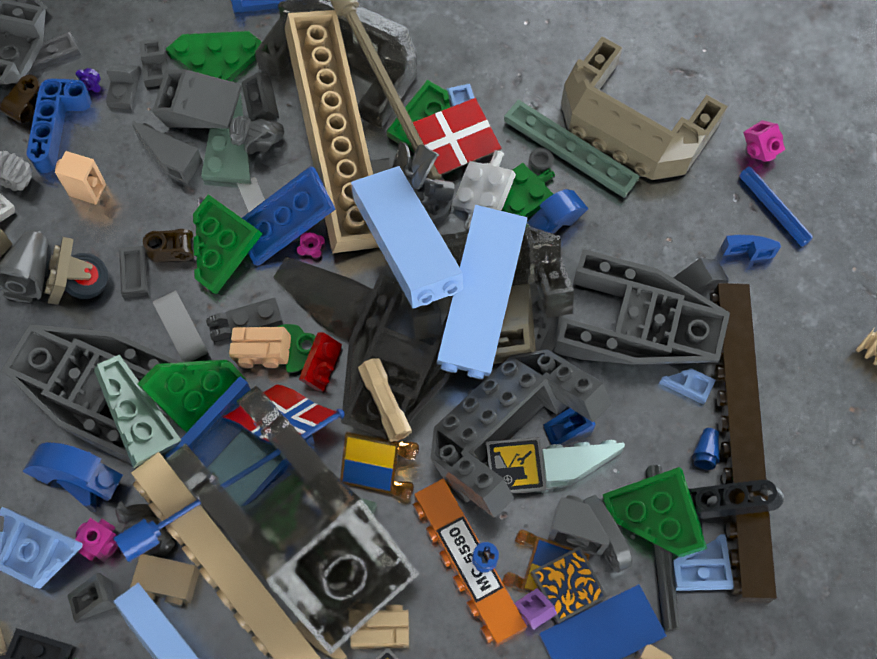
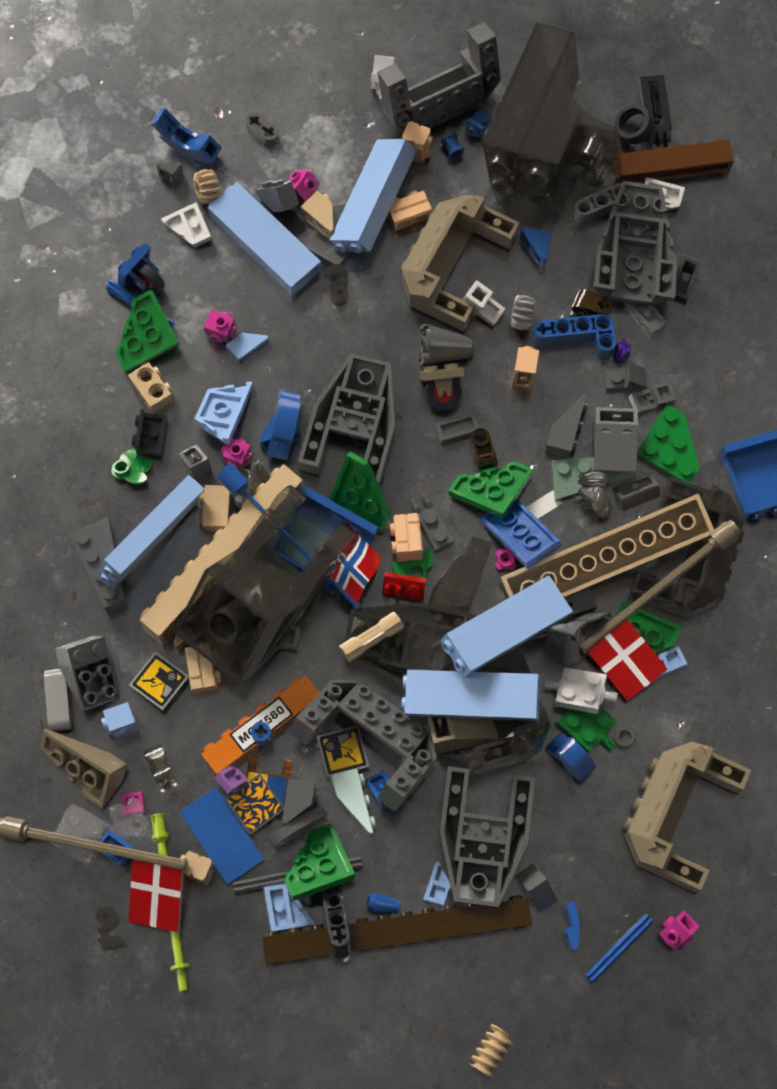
camera: 80 degrees right, 5 degrees up
(134, 412) = (326, 459): sand green wing -> none
(180, 327) = (414, 474): light grey beam -> none
(373, 463) = (324, 643): flag -> none
(571, 148) = (639, 761): sand green plate -> none

